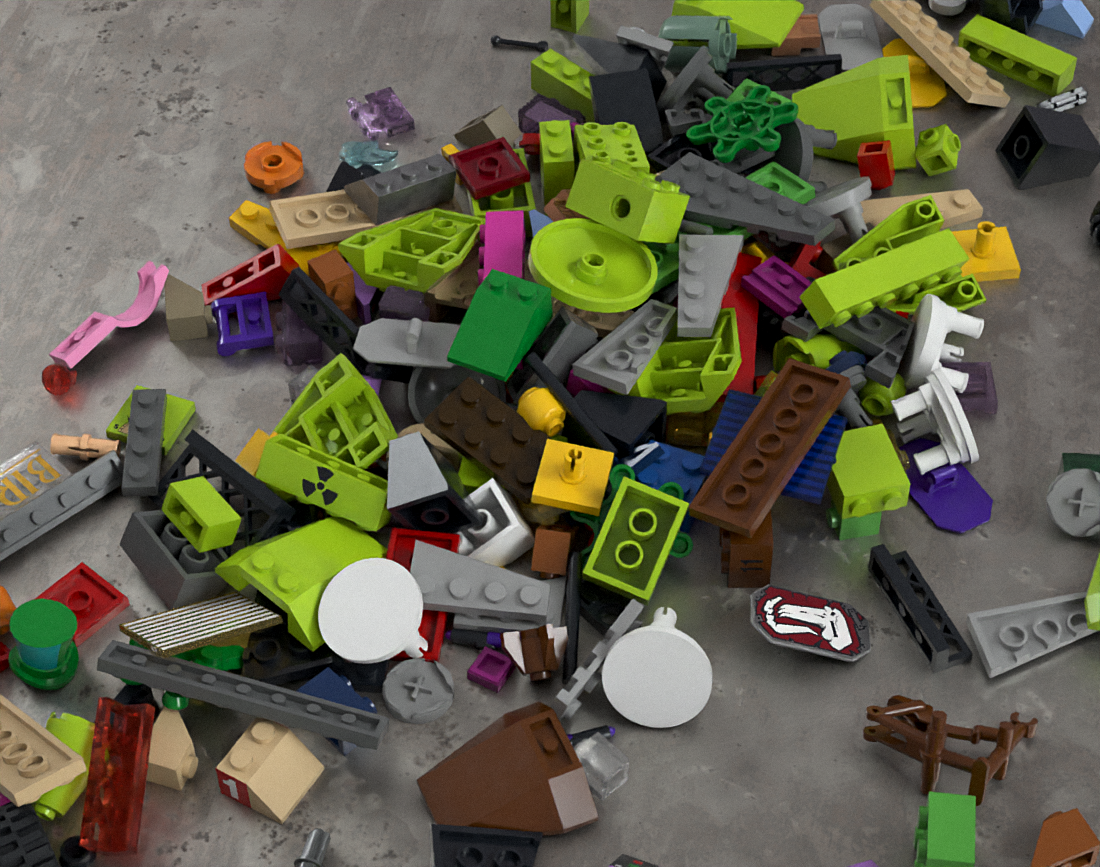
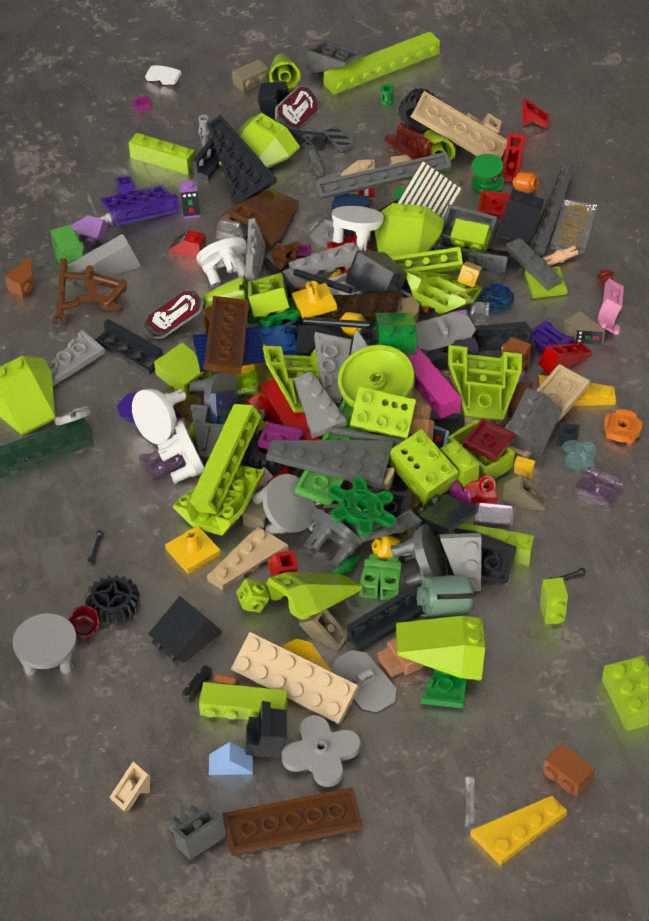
camera: 150 degrees right, 0 degrees up
(71, 537) = (520, 217): none -> black slope
(241, 423) = (498, 296): none -> clear blue tile
(526, 522) = (320, 280): none -> black bar
(694, 774) = (188, 244): none -> slope
(698, 606) = (234, 289): none -> lime cone
(869, 794) = (108, 259): none -> light grey slope
(1025, 81) = (223, 679): none -> dark orange tile

